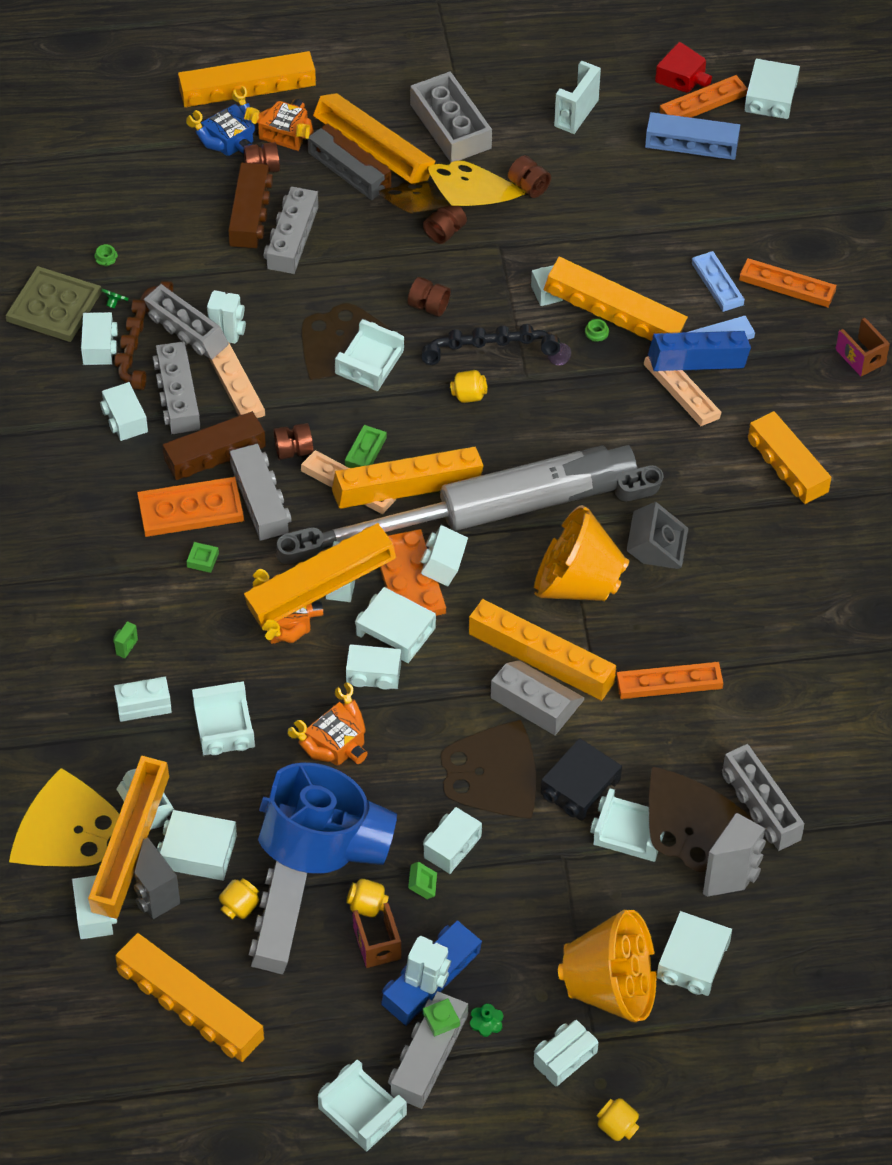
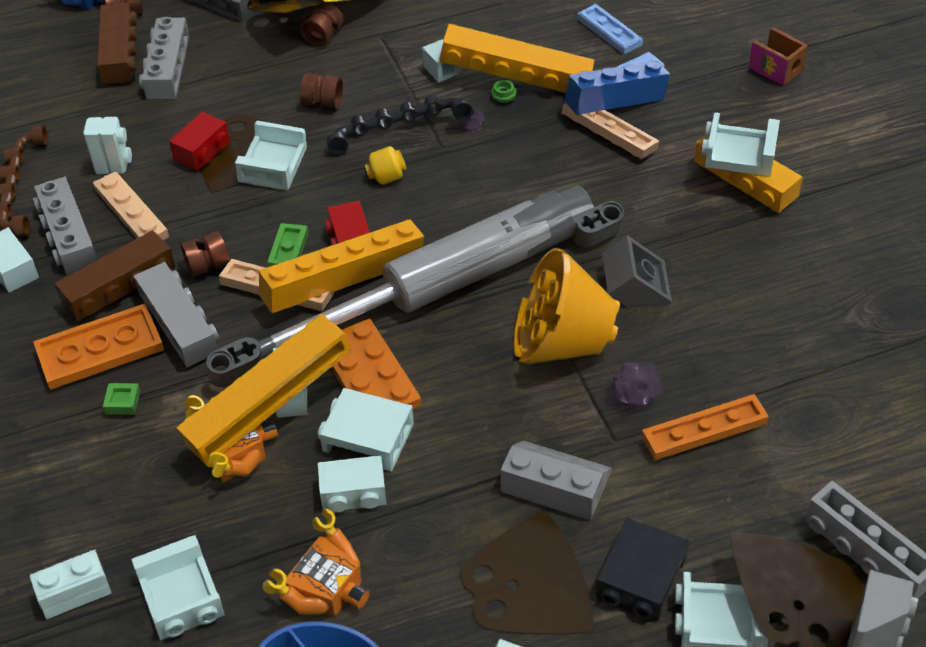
camera: 10 degrees left, 5 degrees down
(125, 639) = (40, 514): bright green plate -> none
(186, 322) = (64, 157): light grey brick -> none
(308, 327) = (199, 141): none -> red brick
(420, 437) = (346, 222): none -> red brick
(444, 555) = (404, 339): light aqua brick -> none
(542, 649) = (547, 422): light orange brick -> none
(632, 633) = (636, 383): none -> clear purple brick
(784, 437) = (740, 148): none -> light aqua panel
(787, 282) = (680, 17): orange plate -> none

